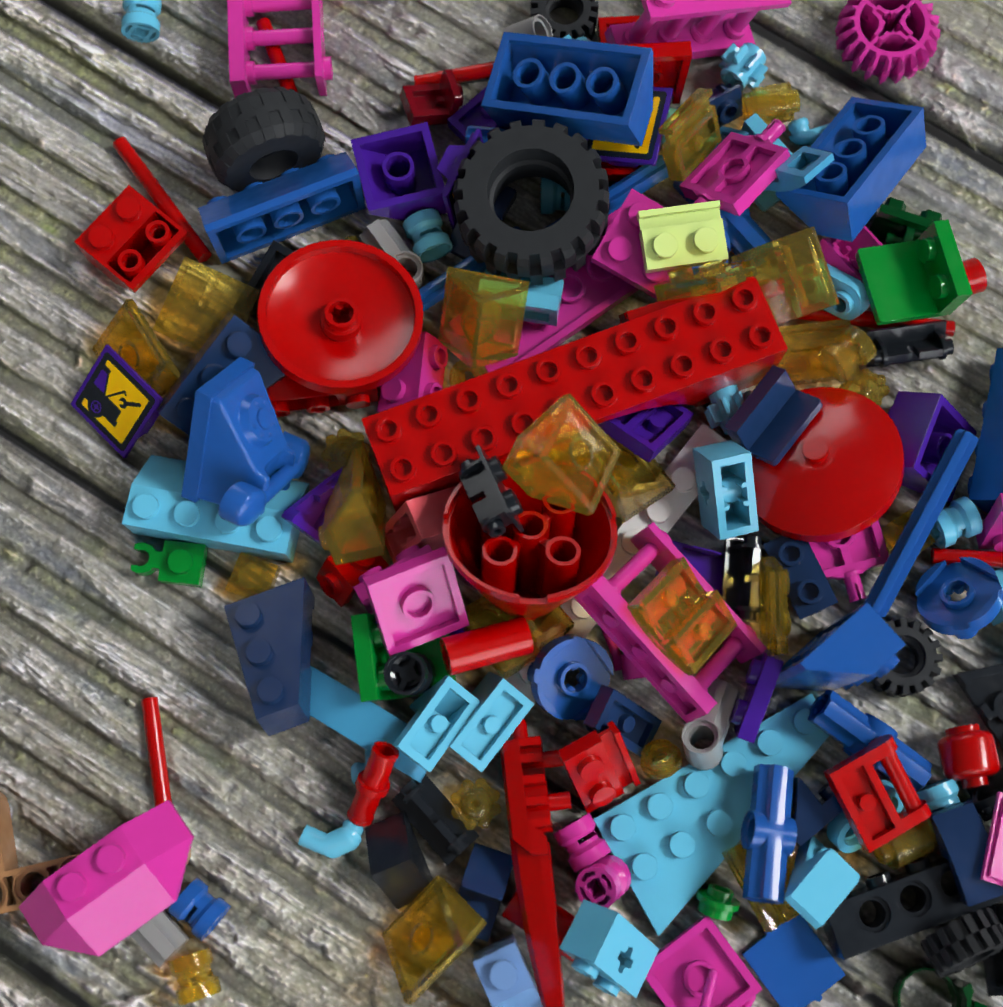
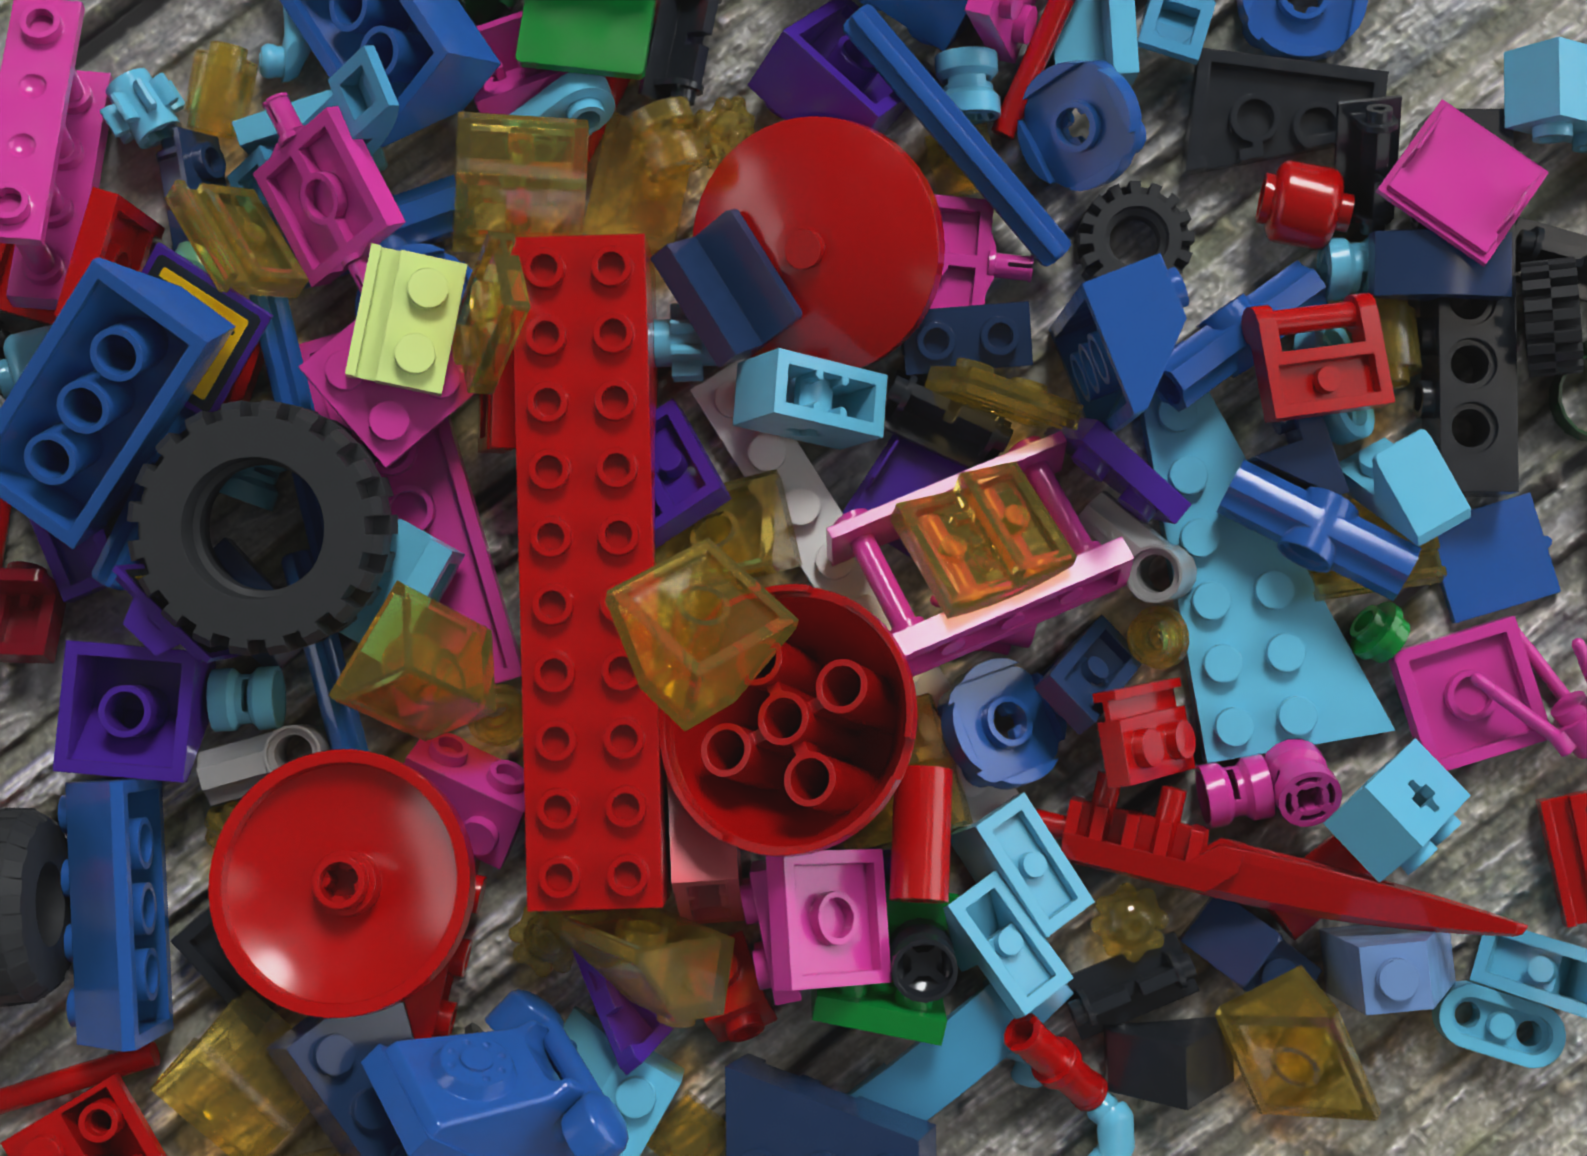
camera: 70 degrees left, 10 degrees up
(501, 505) = (742, 753): black hinge -> none

